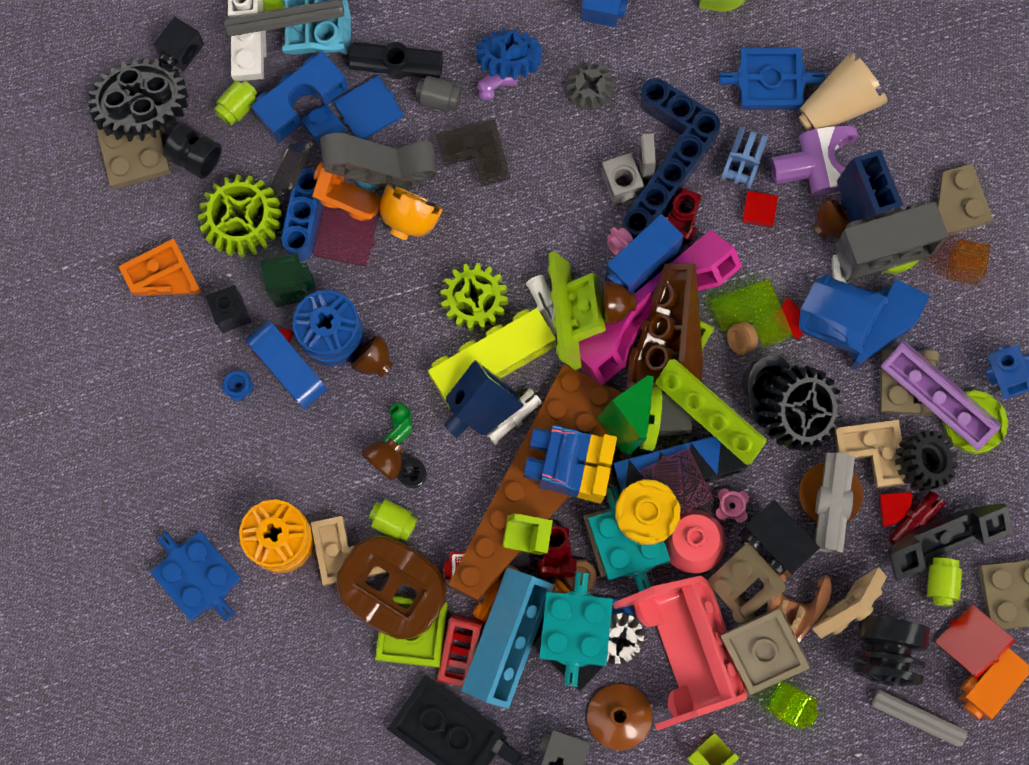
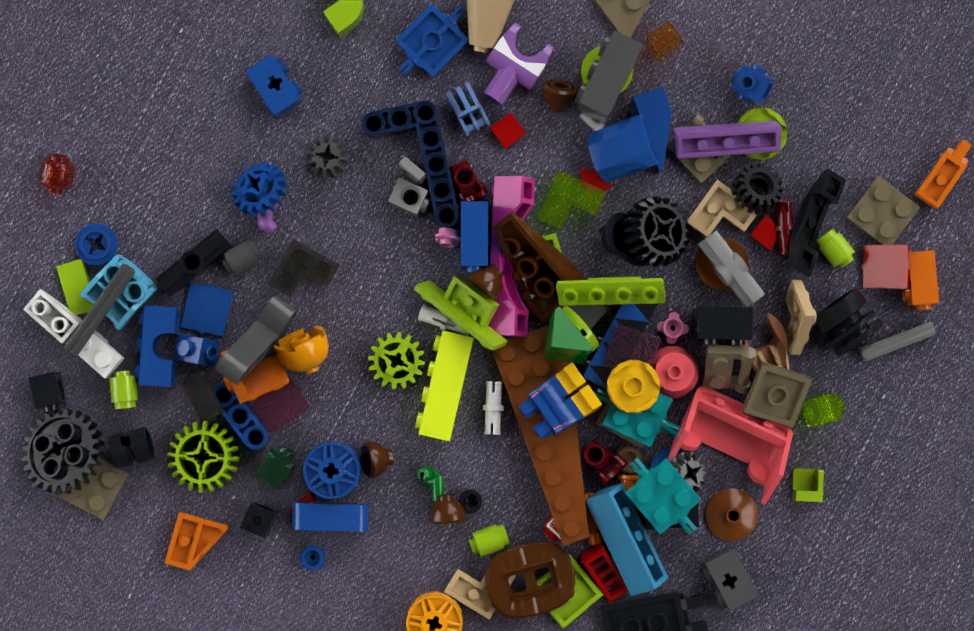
camera: 55 degrees left, 10 degrees up
(480, 401) = (469, 420): dark blue torso -> none
(527, 534) = (579, 470): lime panel -> none
(742, 338) = (579, 222): medium nougat tile -> none
(868, 187) = (566, 59): dark blue torso -> none

